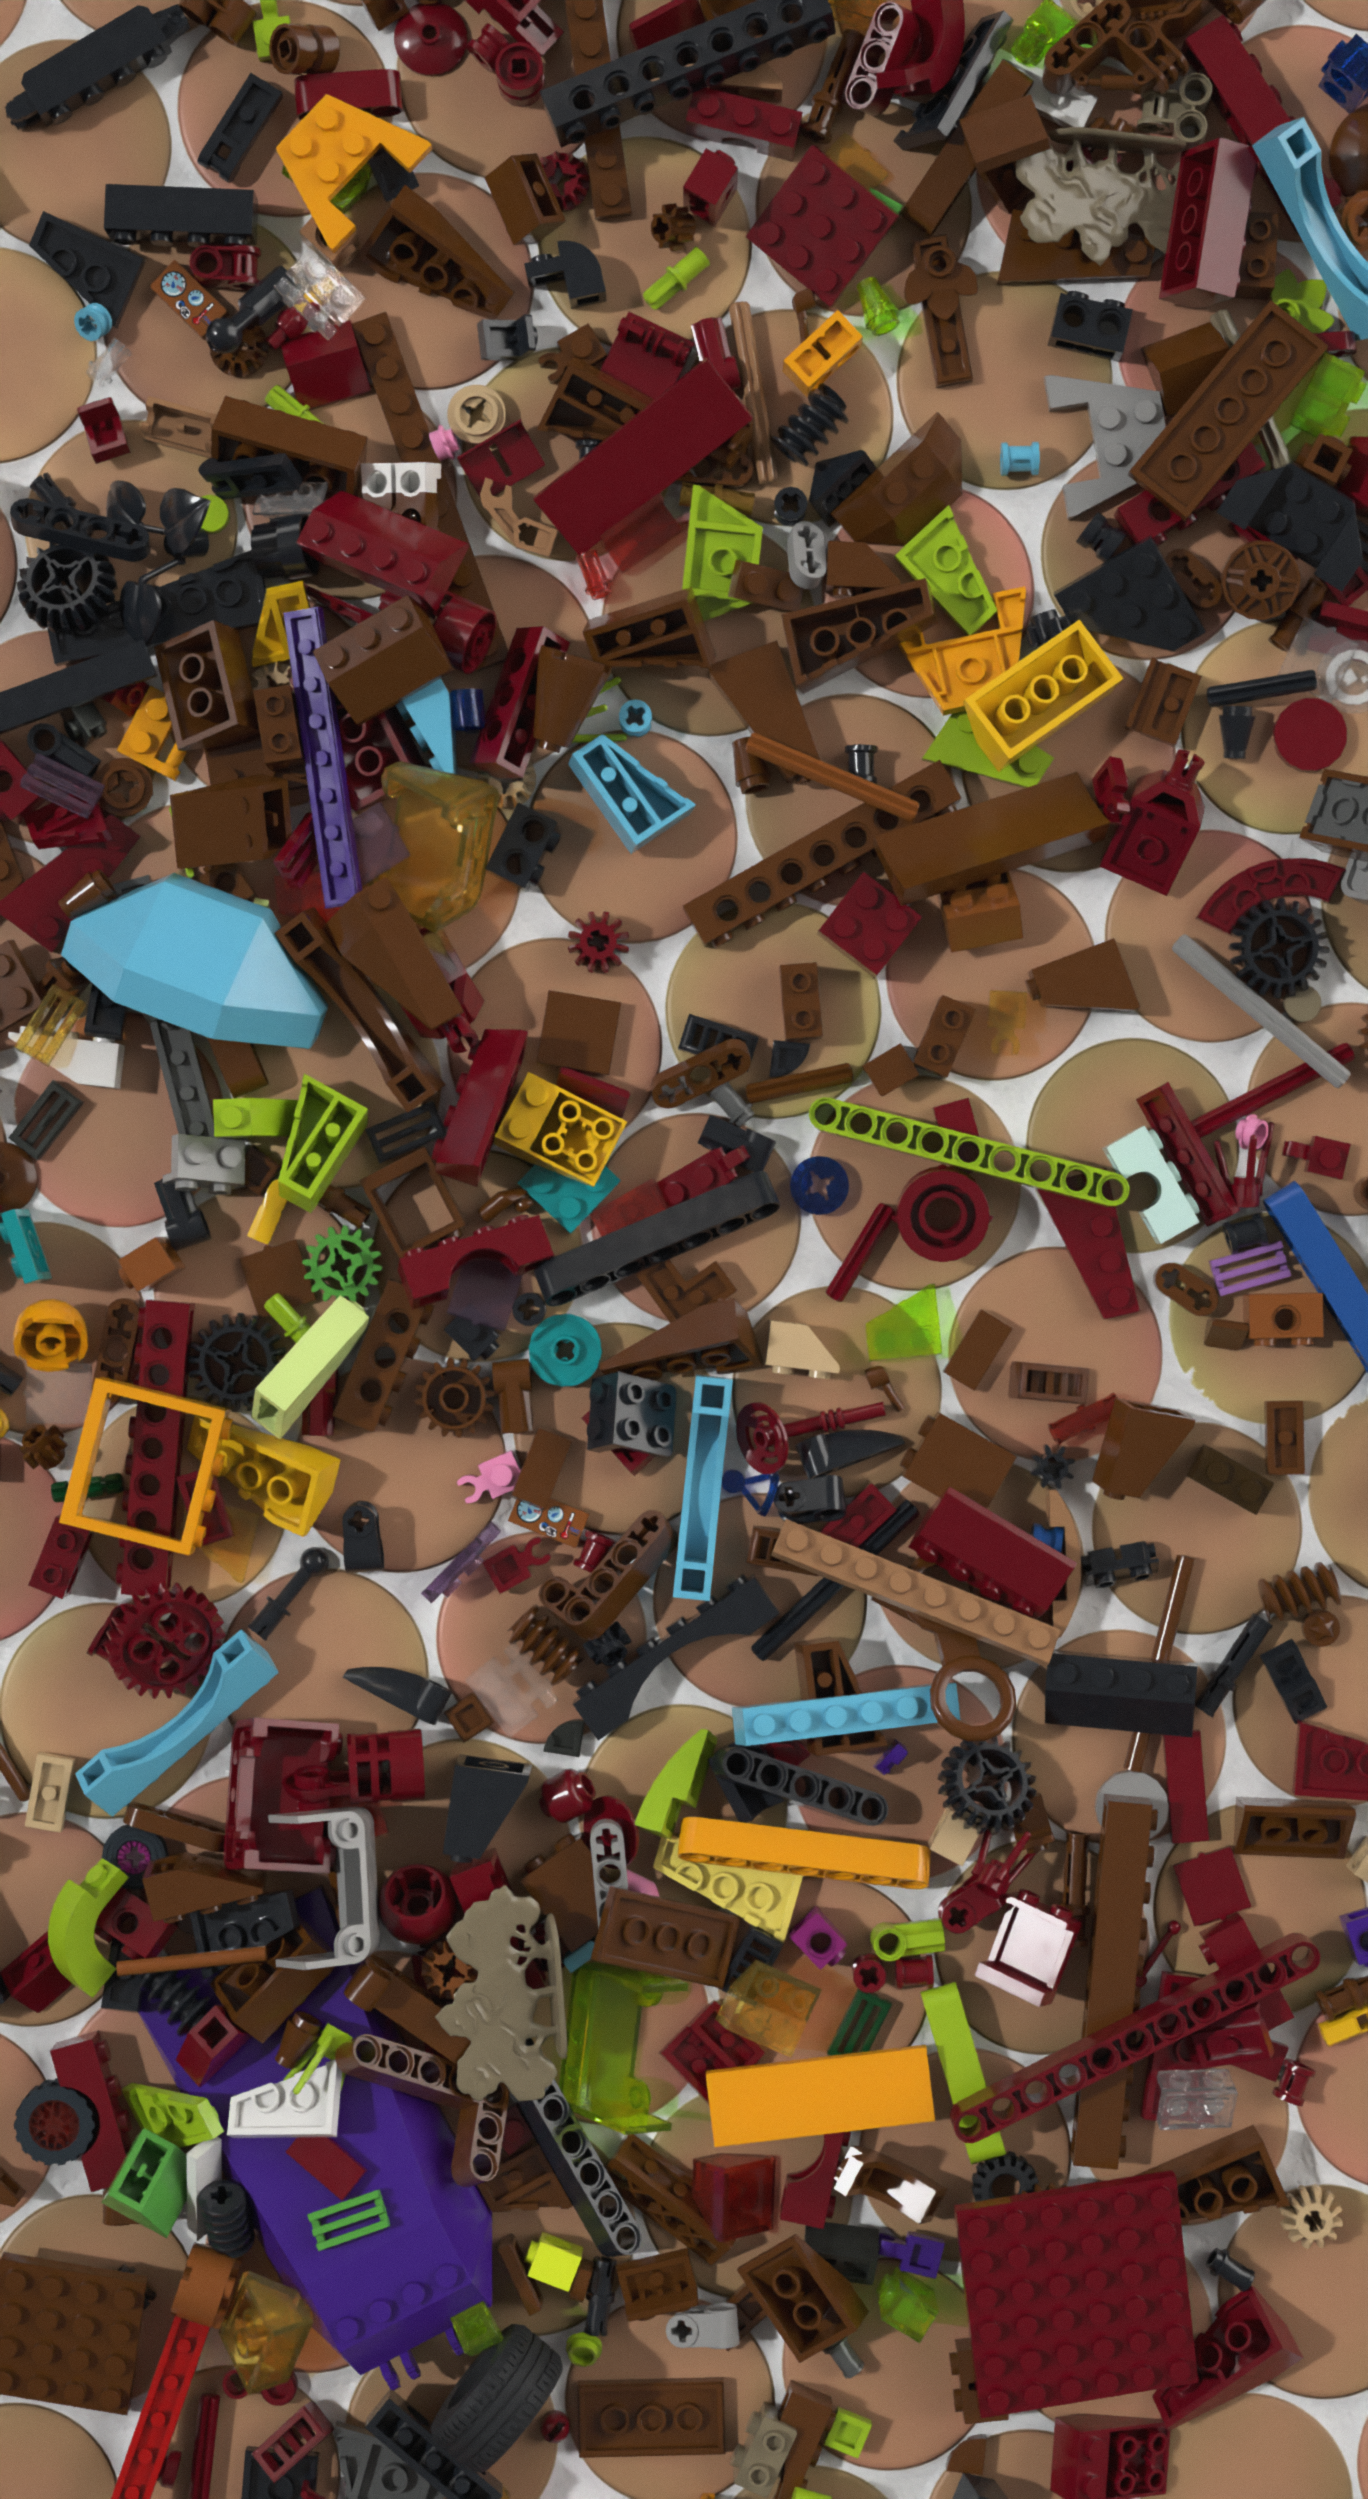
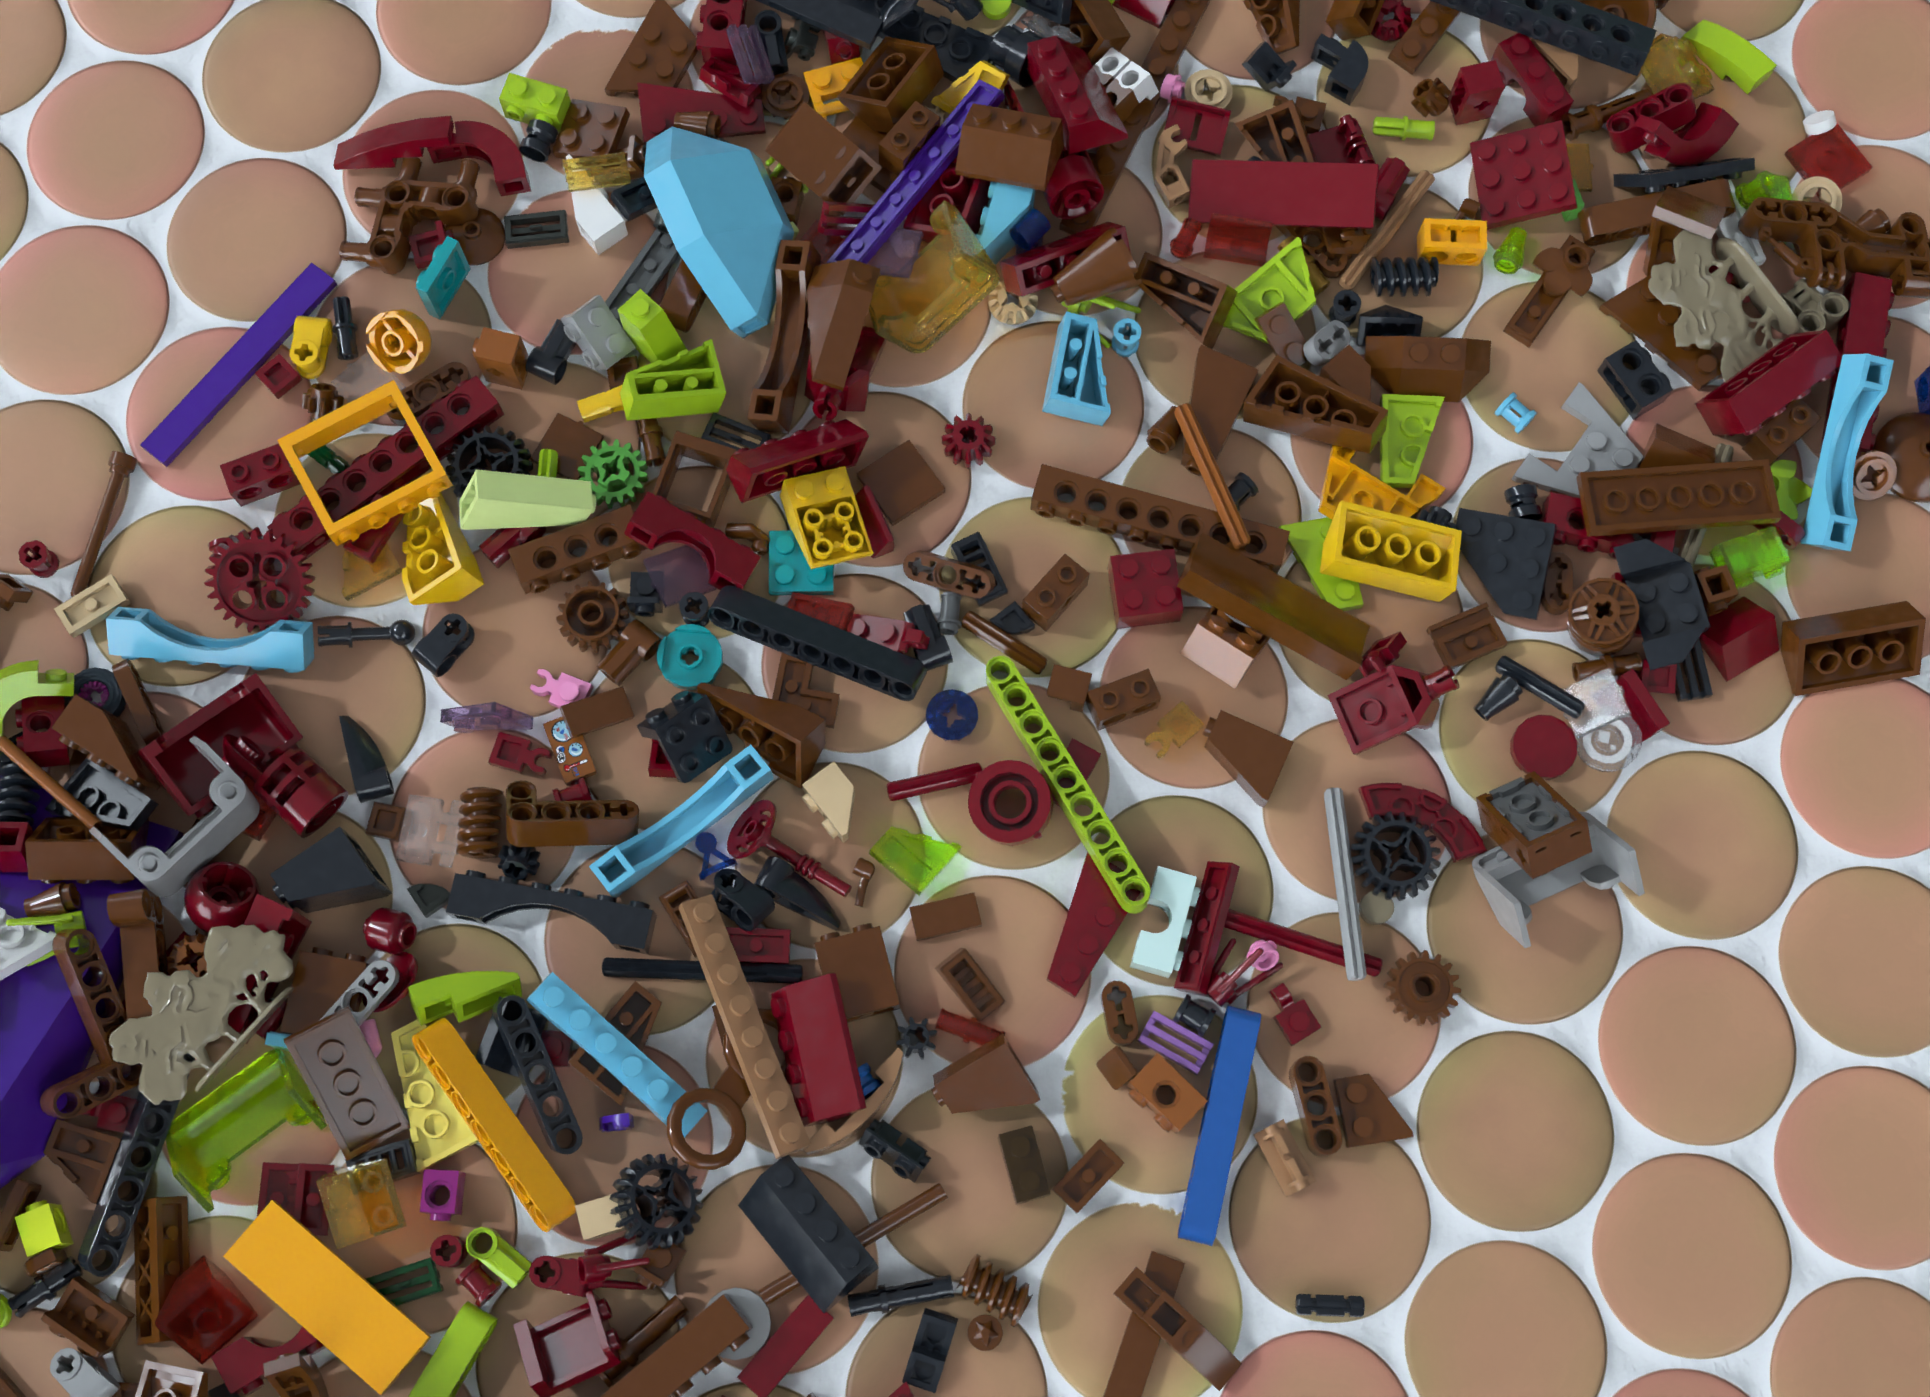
camera: 40 degrees right, 15 degrees down
(514, 844) = (977, 336): black brick -> none

